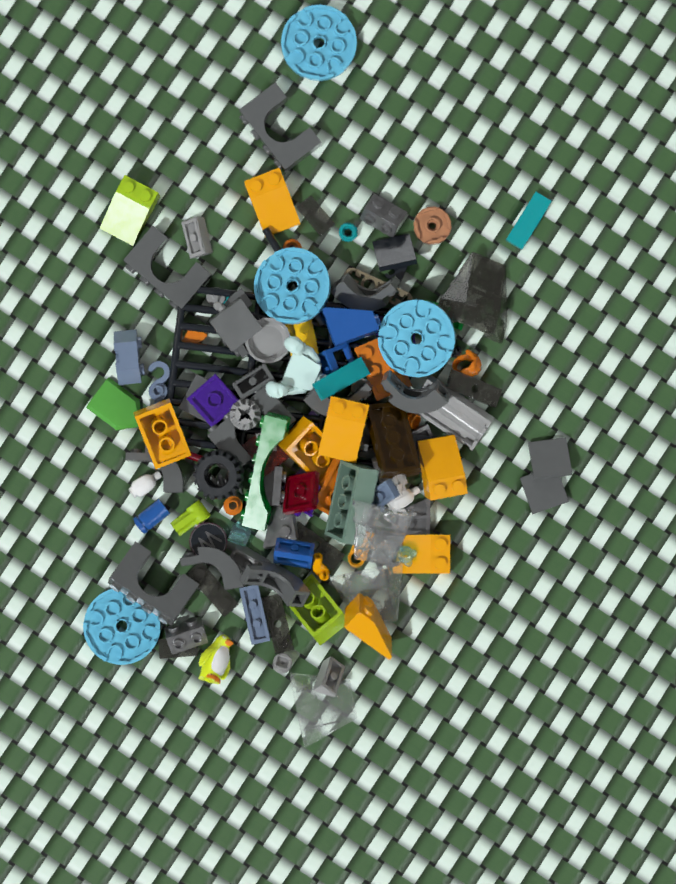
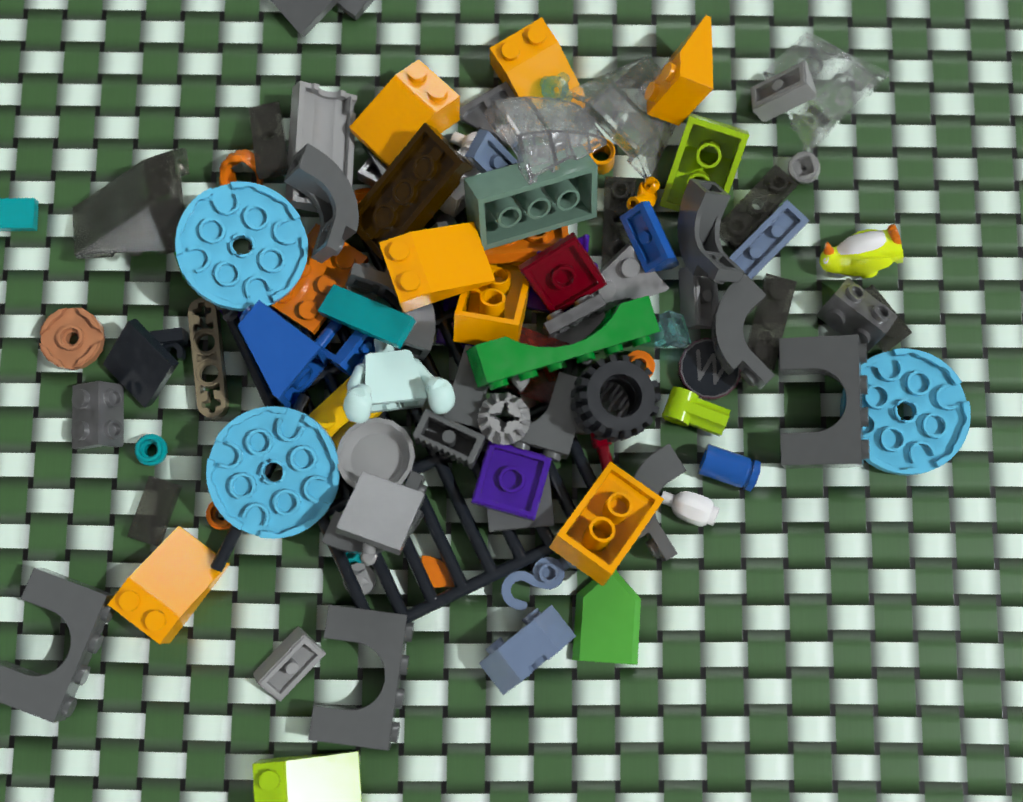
camera: 130 degrees left, 5 degrees down
(360, 298) = (232, 361): dark grey arch -> none

